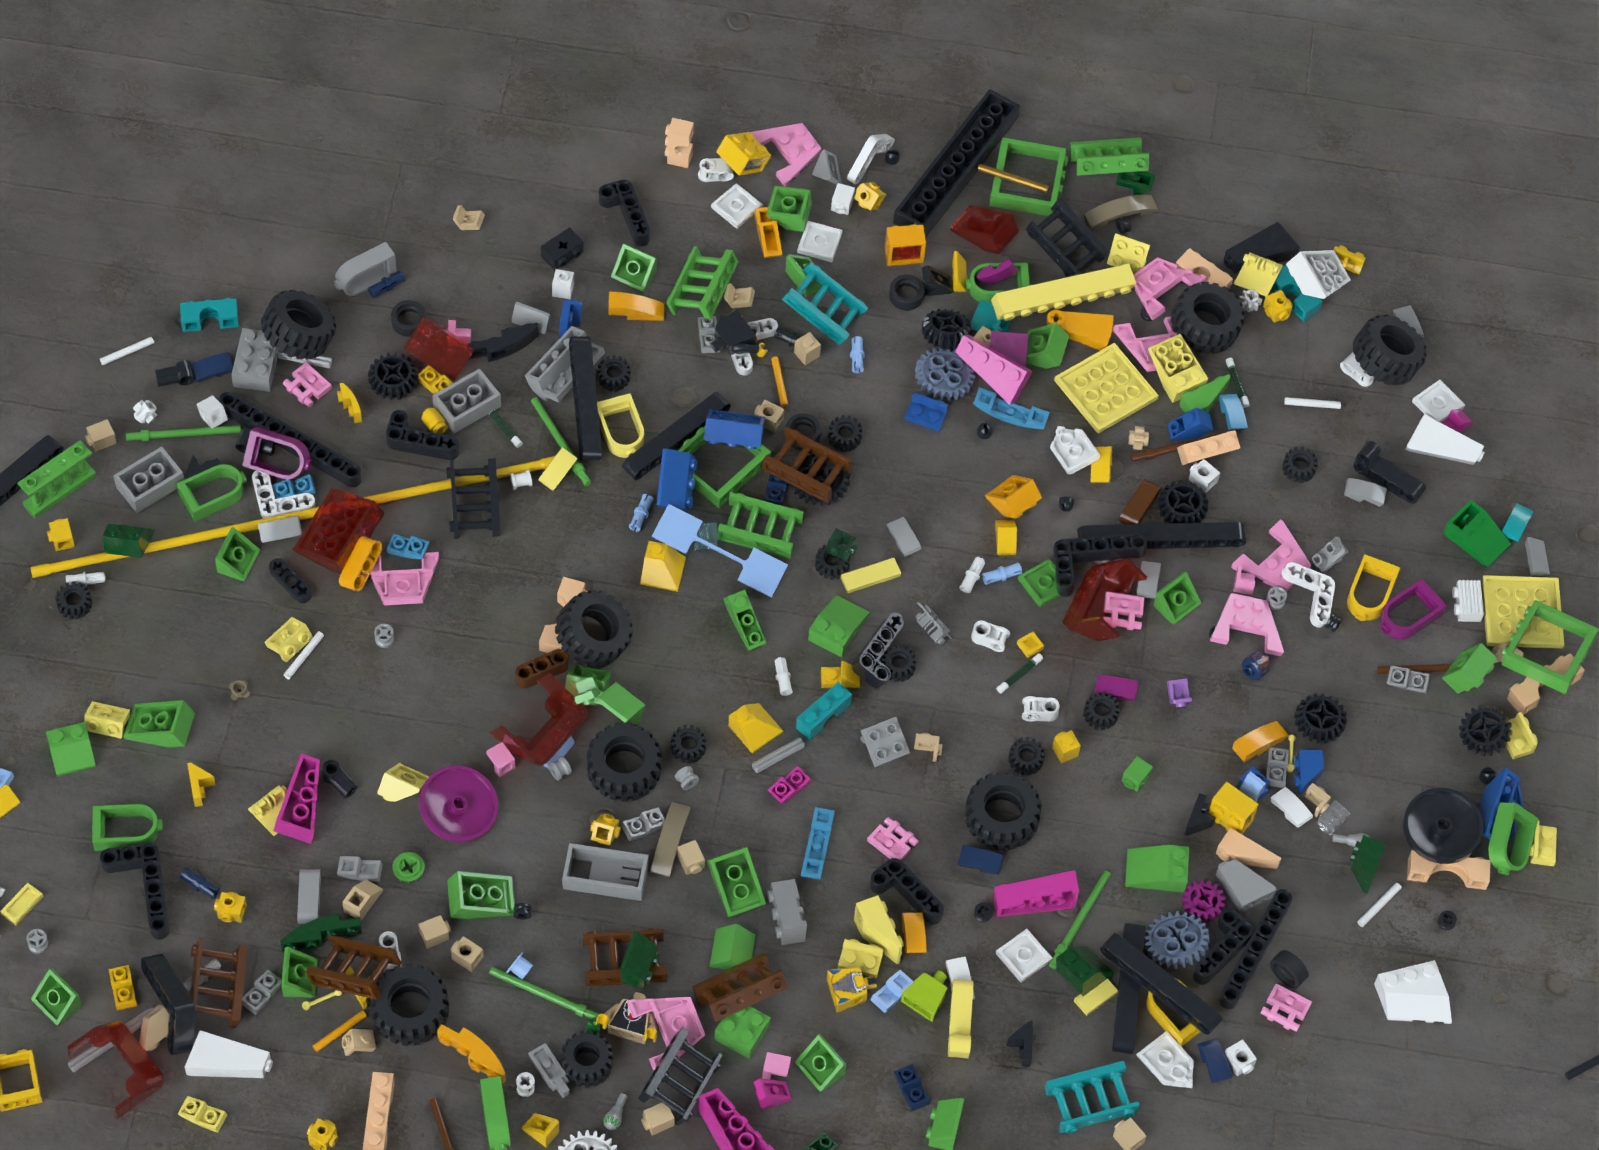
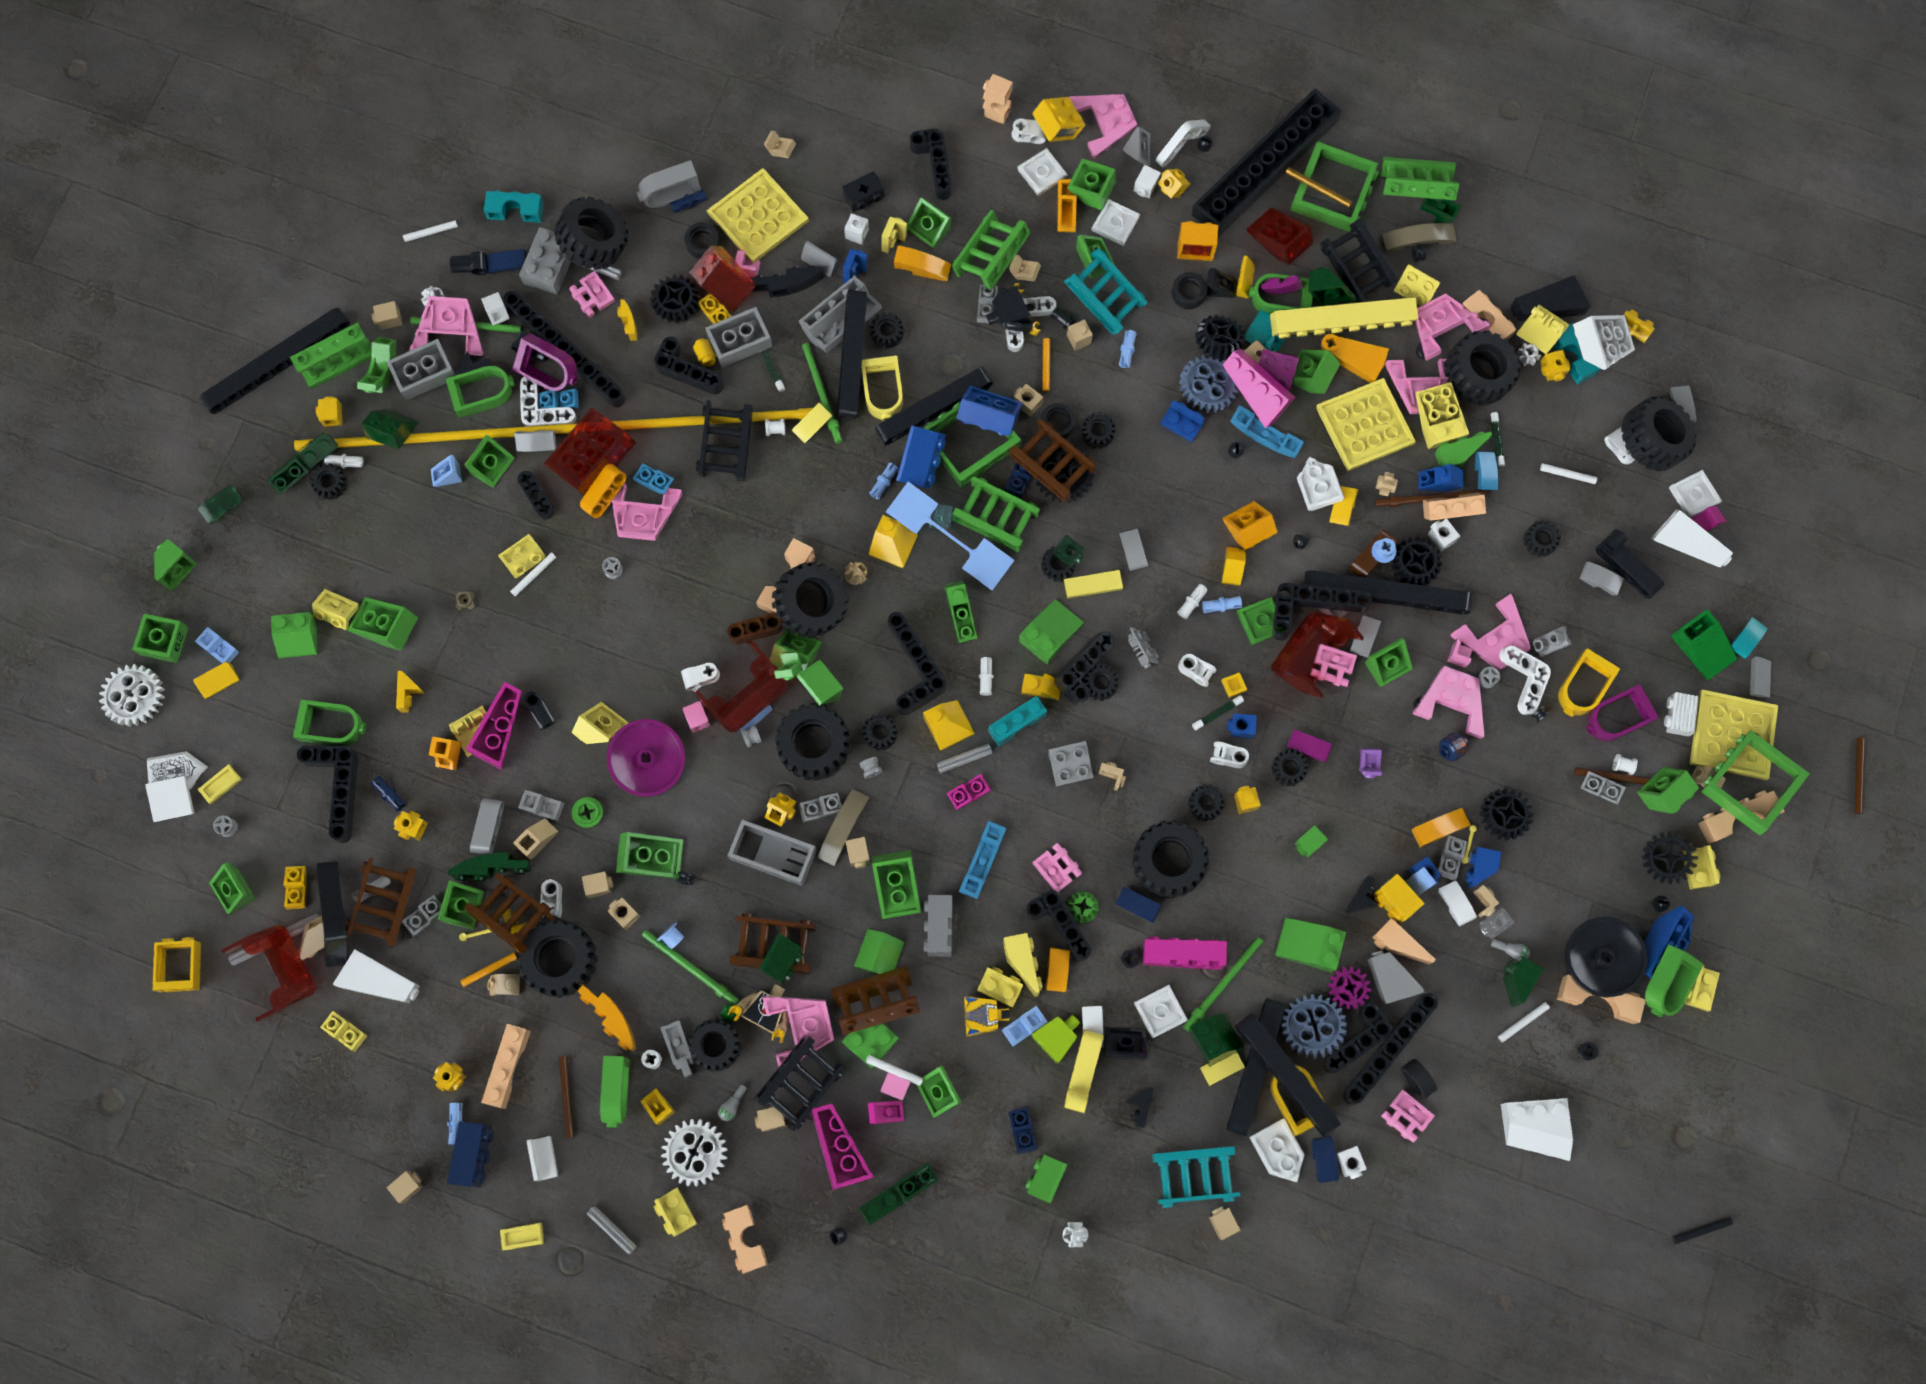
camera: 15 degrees right, 15 degrees up
(43, 584) = (301, 462): none -> dark green slope
(104, 485) = (379, 373): none -> bright green arch
(167, 426) = (448, 316): none -> bright pink wing
(194, 572) = (446, 472): none -> light blue slope
(251, 832) = (445, 752): none -> light orange brick
(460, 287) = (758, 215): none -> light yellow plate
(495, 718) = (698, 677): none -> white piece
(603, 280) = (895, 229): none -> light yellow bracket
(632, 600) = (855, 573): none -> tan gear
(713, 674) = (918, 663): none -> black beam
(772, 1048) = (894, 1070): none -> white bar
(933, 877) = (1088, 914): none -> bright green gear
(996, 991) = (1125, 1043): none -> black slope
(1043, 266) = (1328, 288): none -> dark green slope
(1050, 673) = (1248, 720): none -> blue brick
(1149, 496) = (1384, 550): none -> light blue piece
(1424, 655) = (1624, 764): none -> white bush

